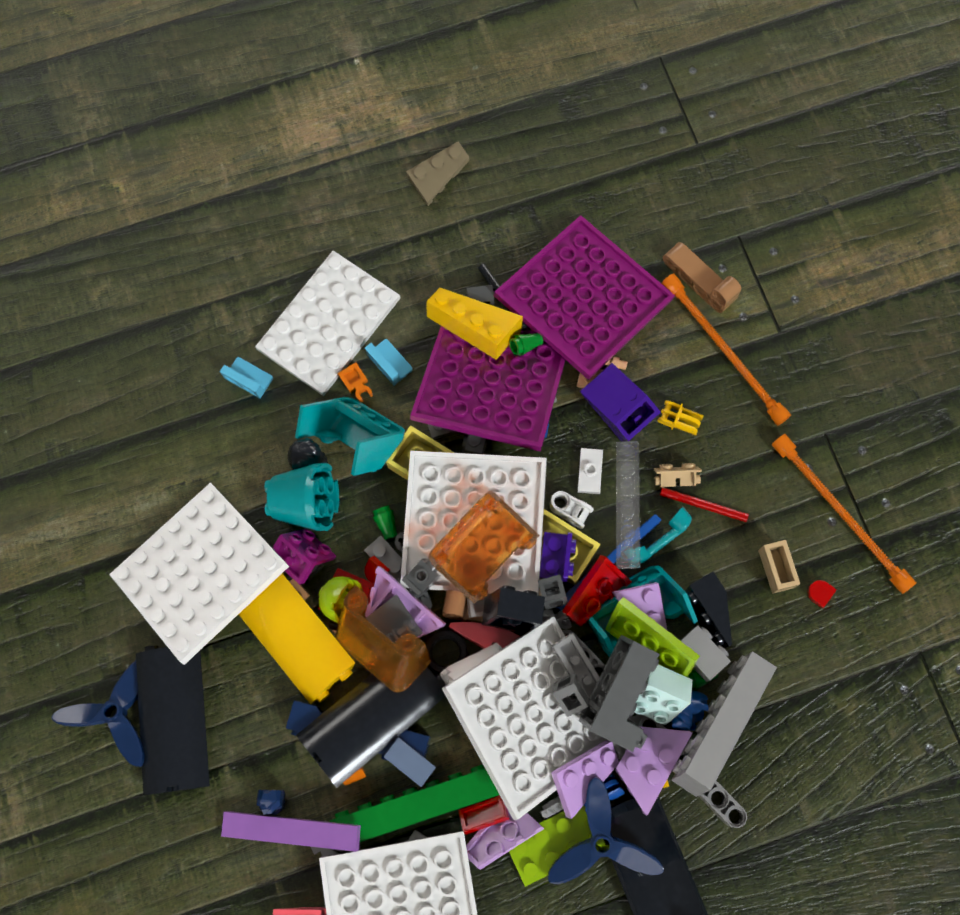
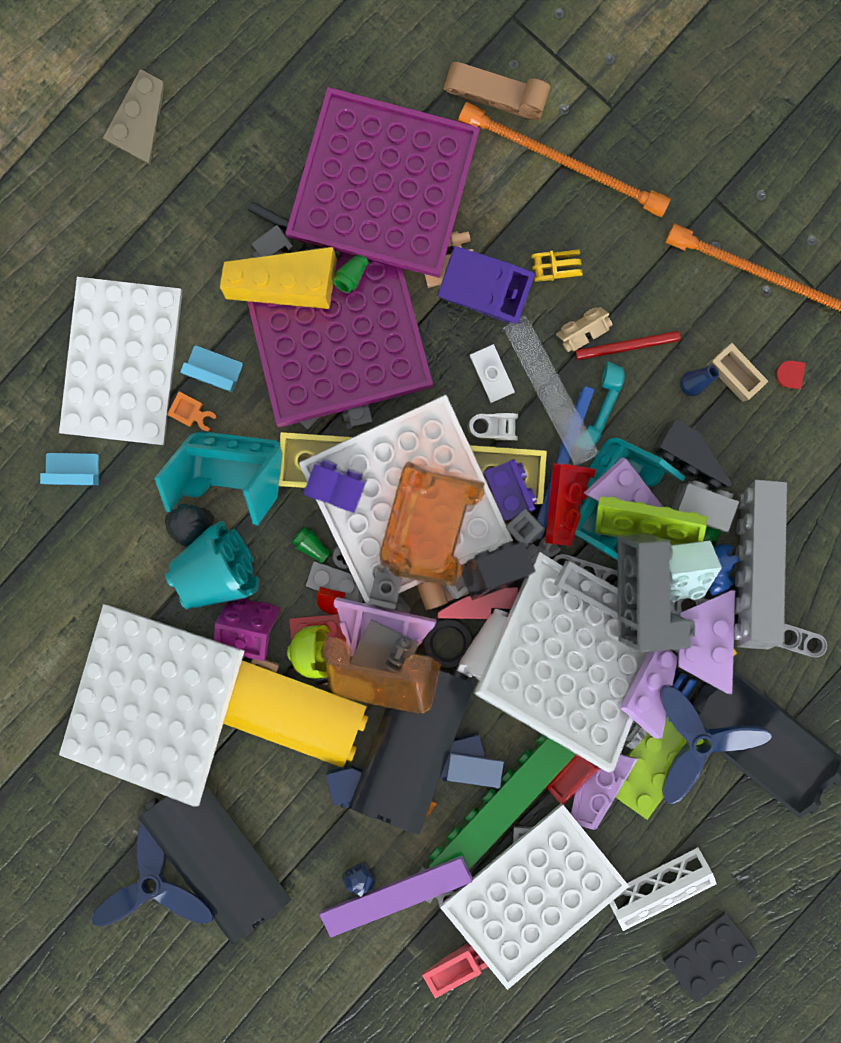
camera: 30 degrees left, 15 degrees up
(427, 480) = (335, 486): none -> dark purple brick
(570, 704) = (599, 623): dark grey brick -> none
(743, 556) = (697, 380): none -> dark blue cone

